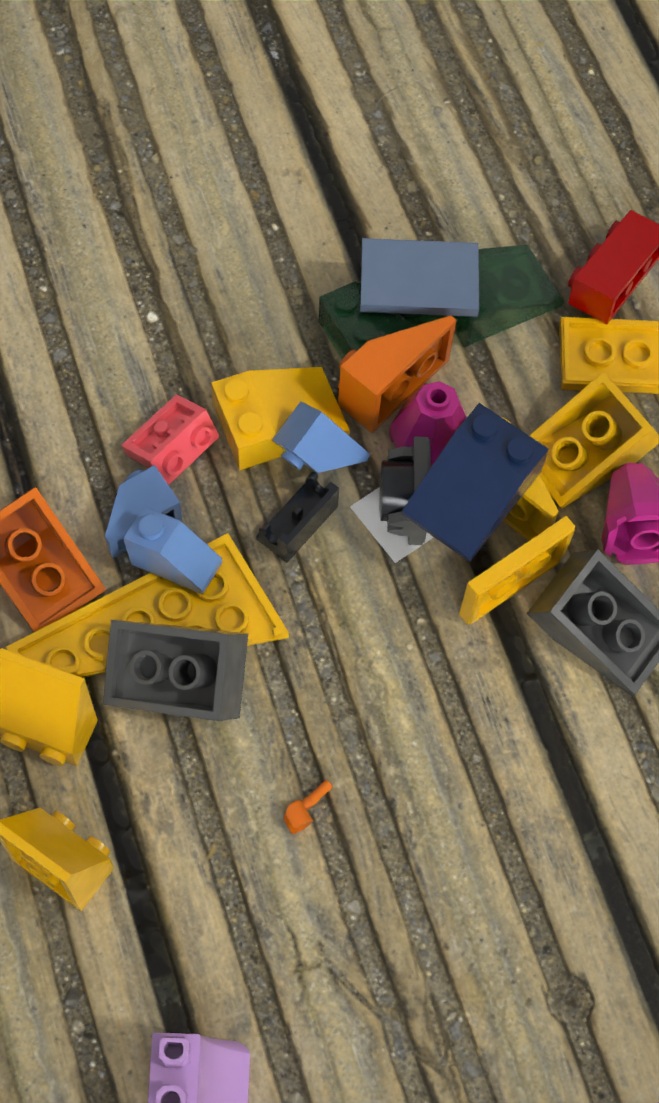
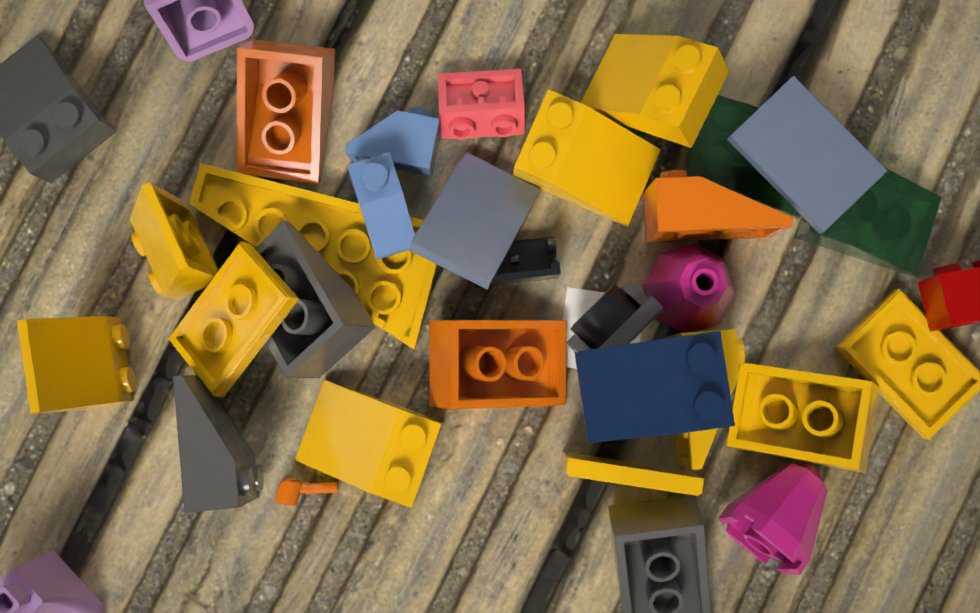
camera: 50 degrees right, 20 degrees up
(138, 725) = (233, 319): none -> yellow tile
(217, 824) = (213, 454): none -> dark grey slope
(245, 507) = (475, 220): none -> sand blue tile
(279, 320) = (658, 84): none -> yellow slope
(317, 441) = (582, 219): medium blue slope -> none
(321, 724) = (369, 443): none -> yellow slope
(352, 591) = (497, 363): none -> orange slope

